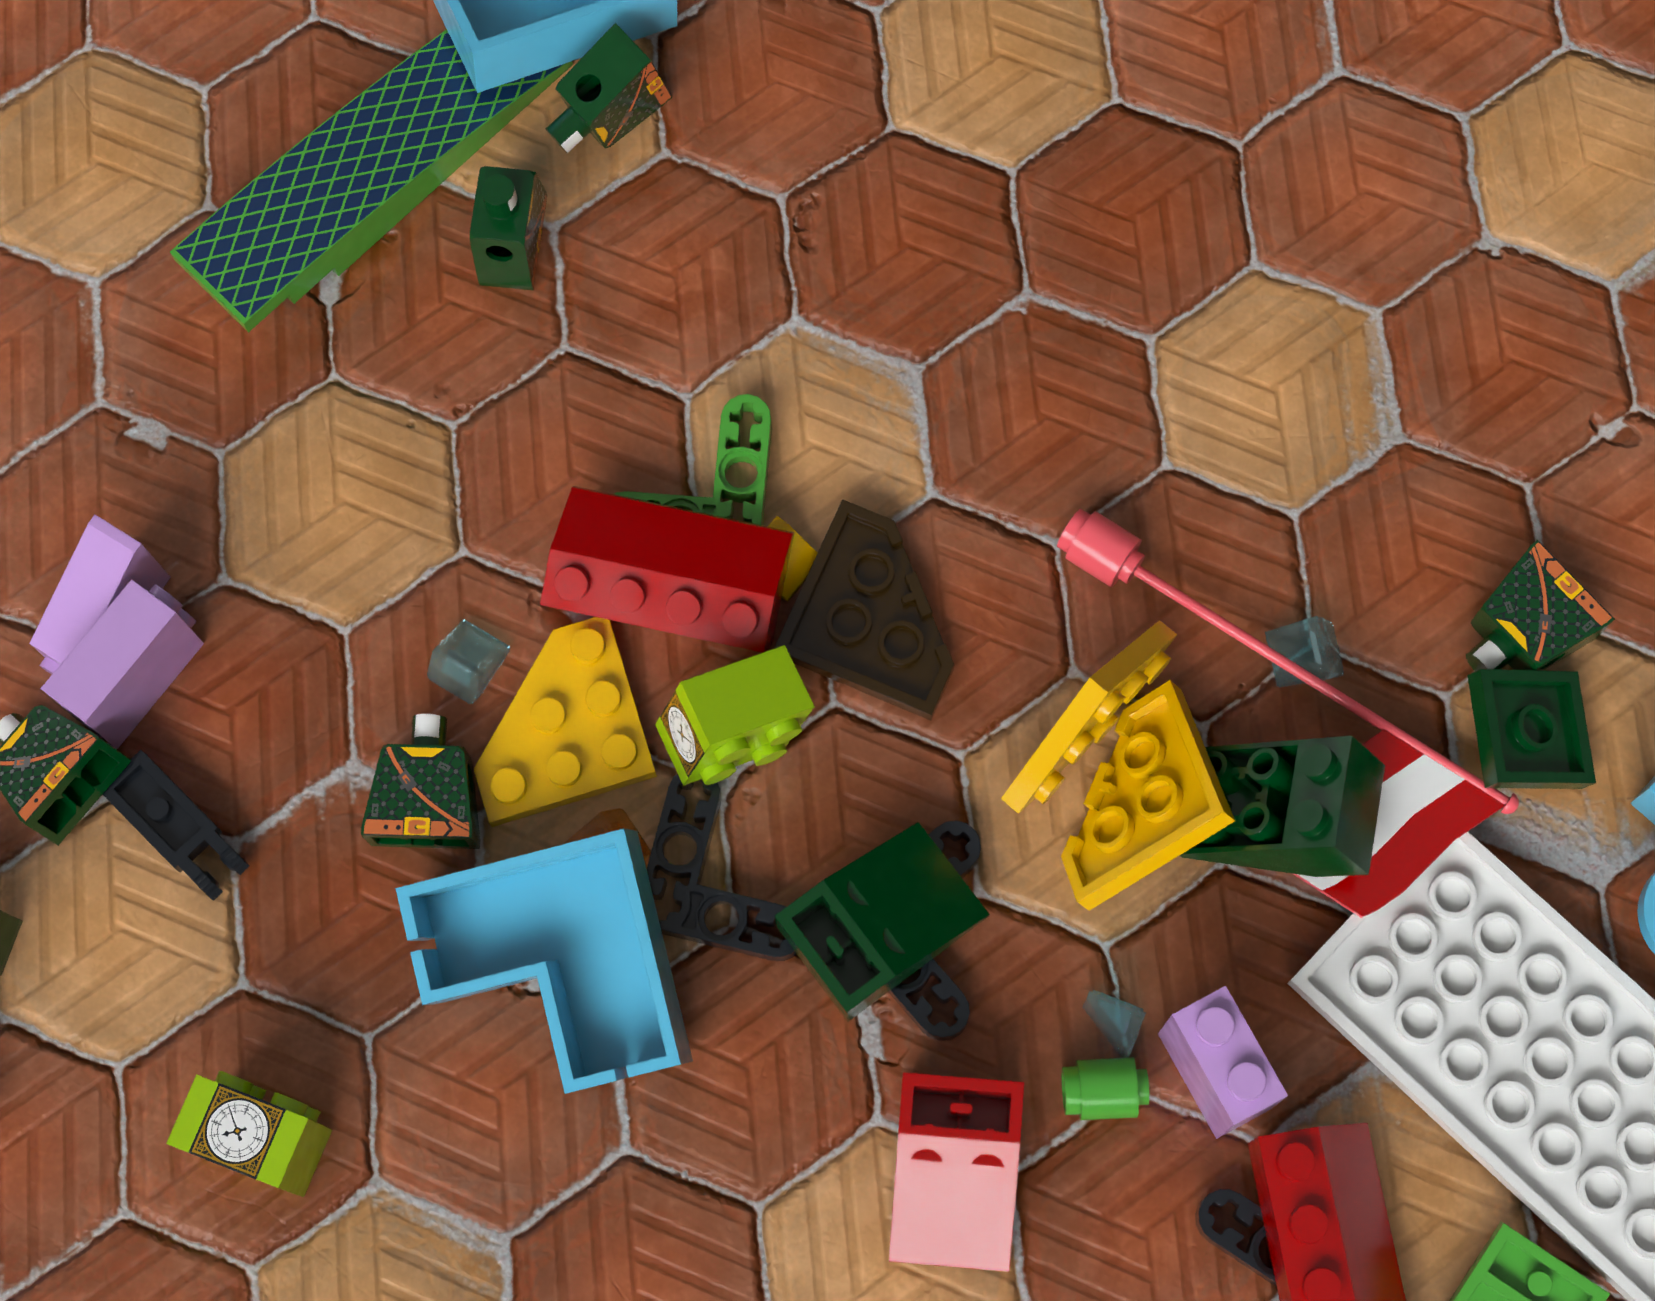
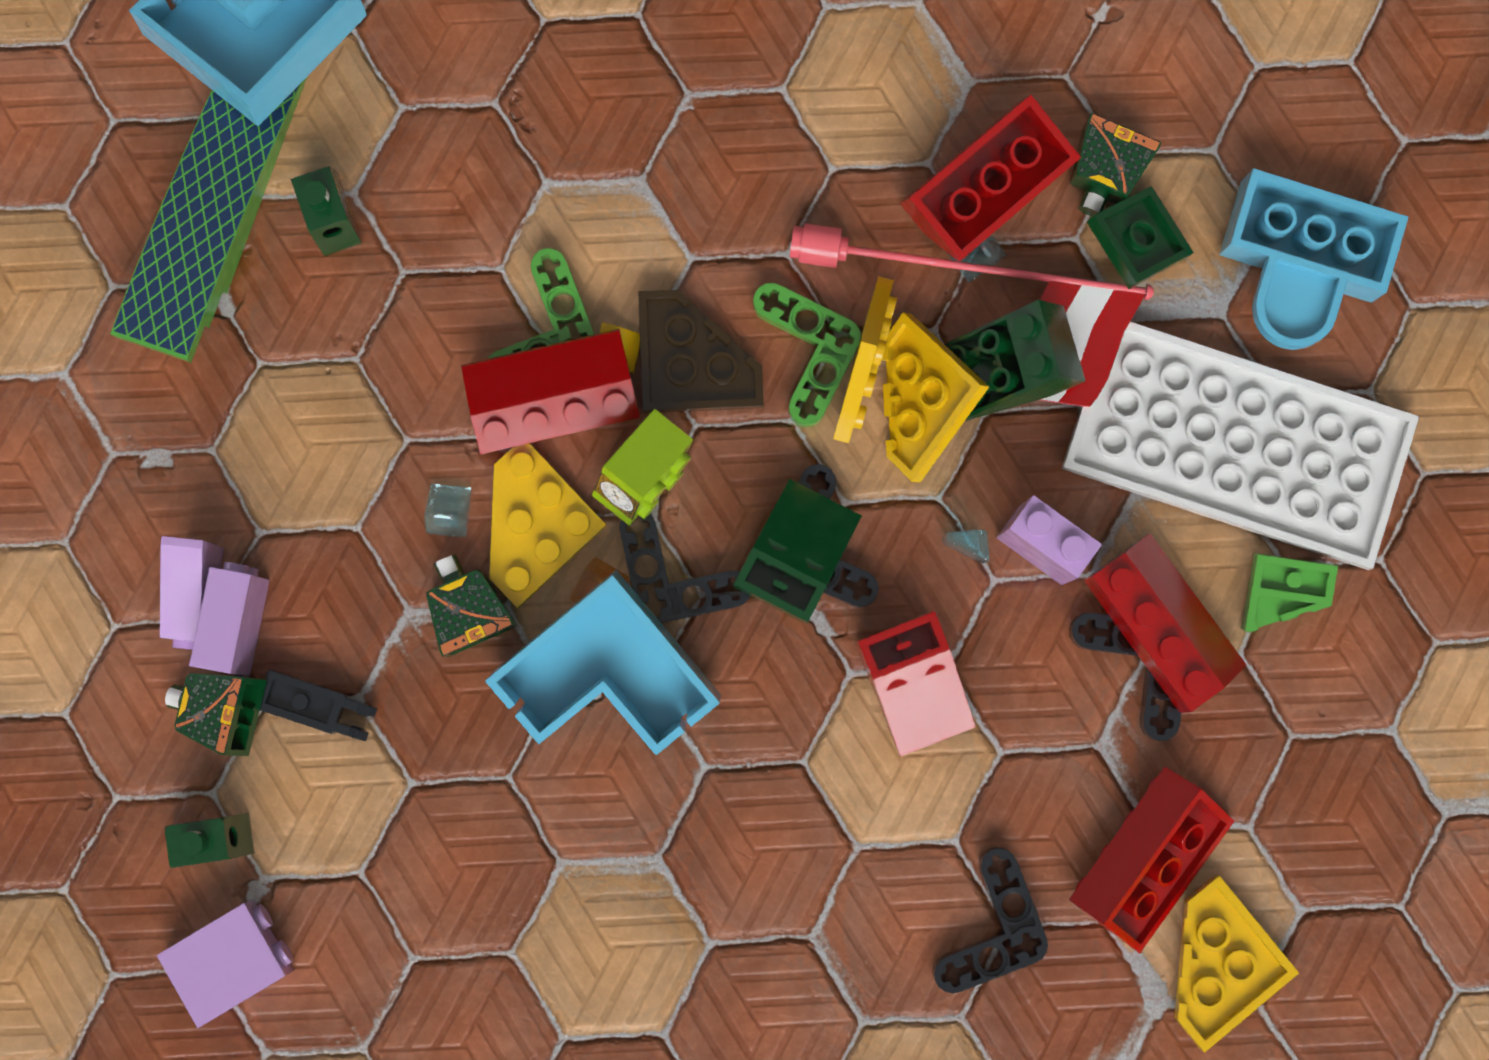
camera: 35 degrees left, 10 degrees up
(241, 1131) = (471, 875): brick -> none
(607, 92) = (346, 72): dark green torso -> none
(1045, 686) = (826, 349): none -> bright green beam
(1104, 1088) = (981, 588): bright green brick -> none
(1365, 563) = (991, 179): none -> red slope

